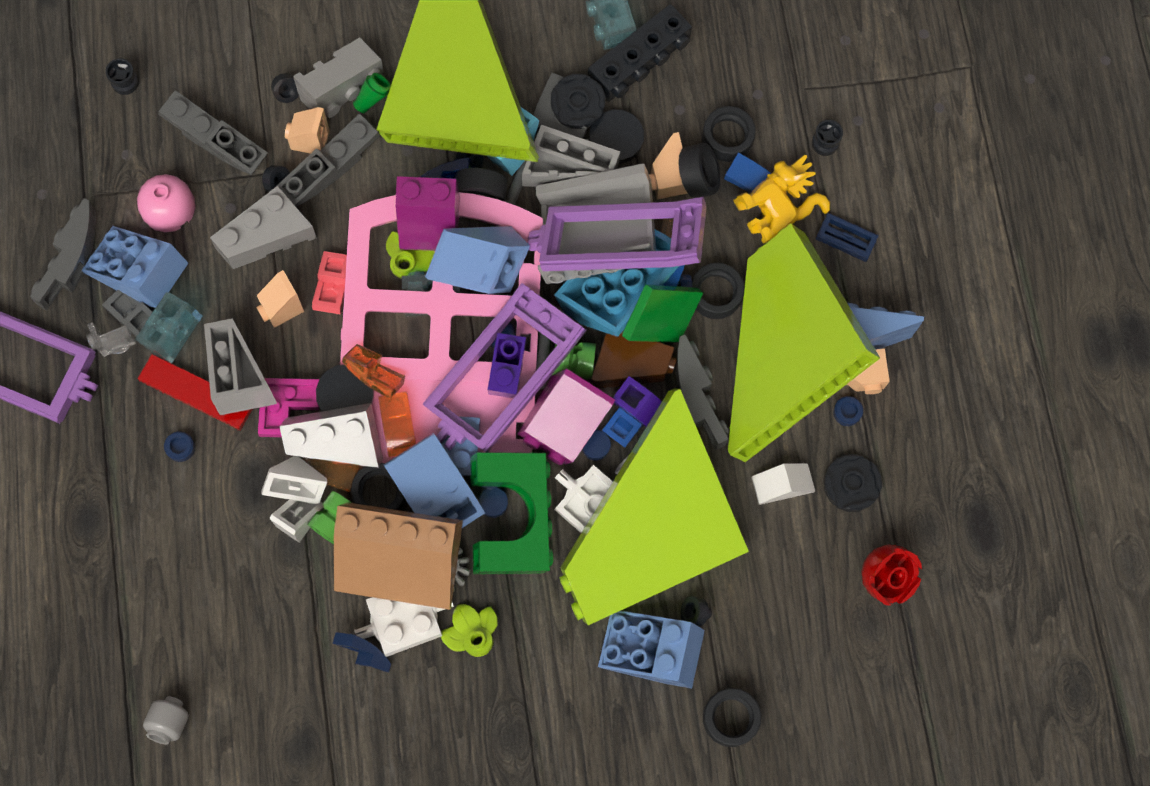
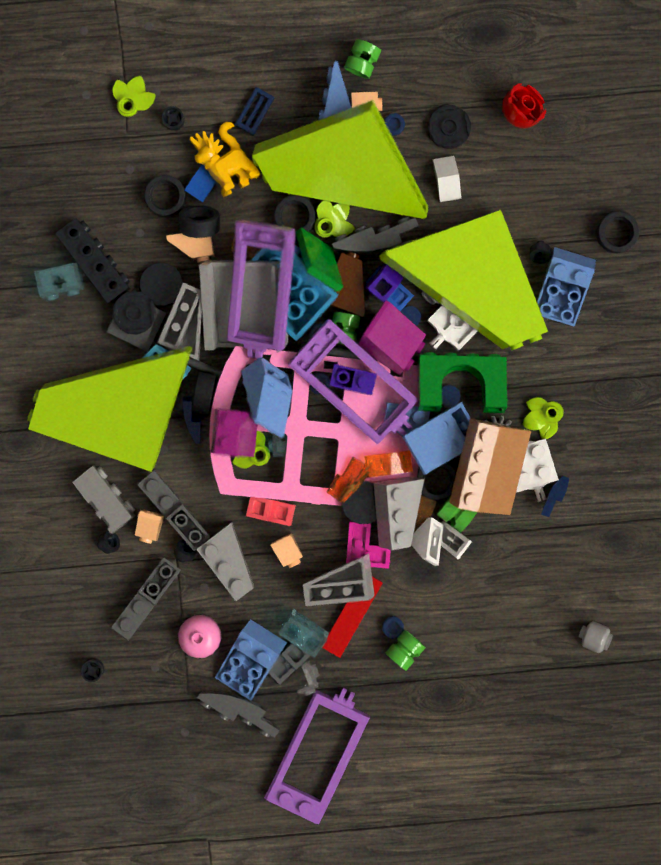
camera: 80 degrees left, 15 degrees up
(150, 463) = (405, 650): none -> bright green wheel
(372, 91) = (117, 473): green cone -> none
(720, 342) = (335, 217): none -> lime plate
(852, 93) = (132, 93): none -> lime plate
(920, 358) = (358, 65): none -> bright green wheel

